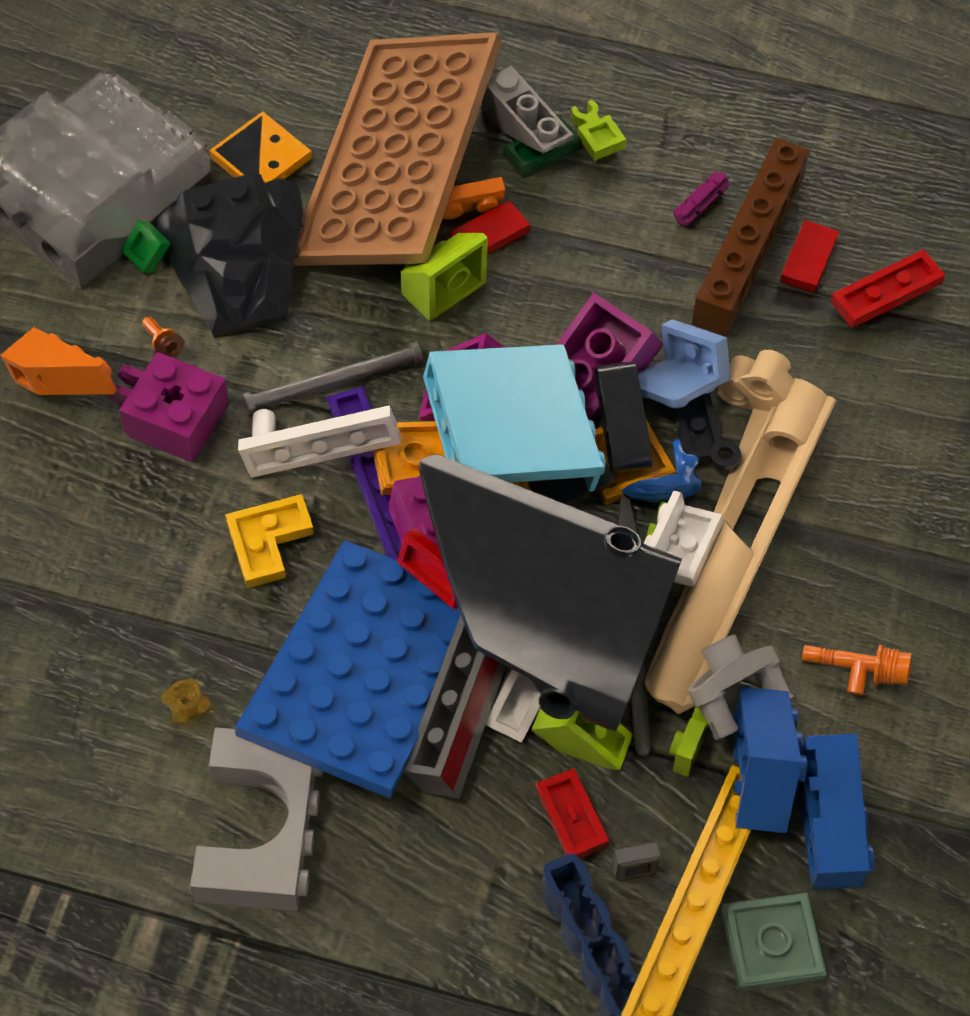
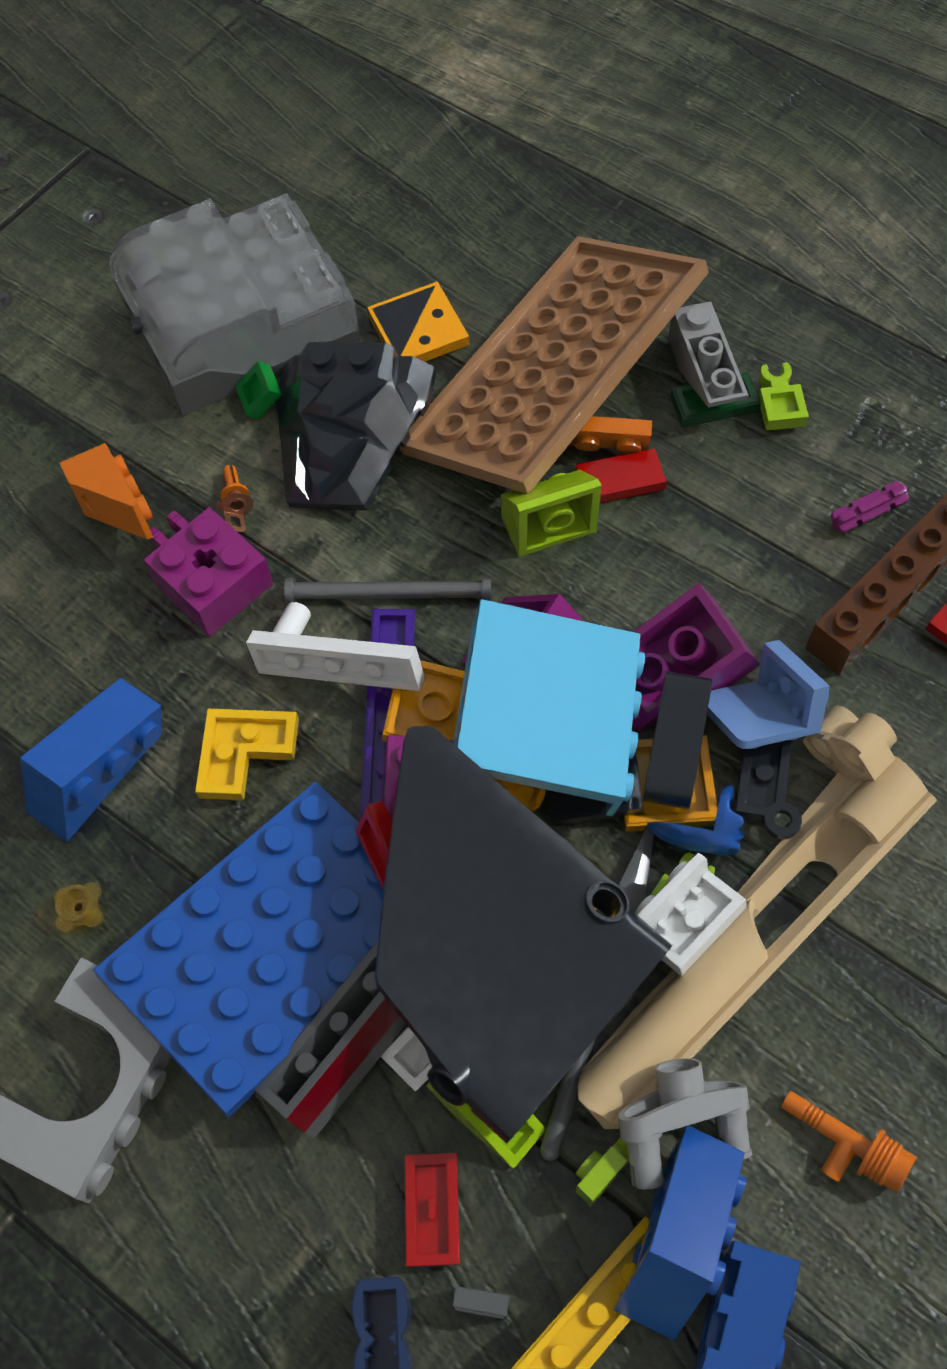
camera: 25 degrees right, 5 degrees up
(142, 583) = (88, 757): none -> blue wedge

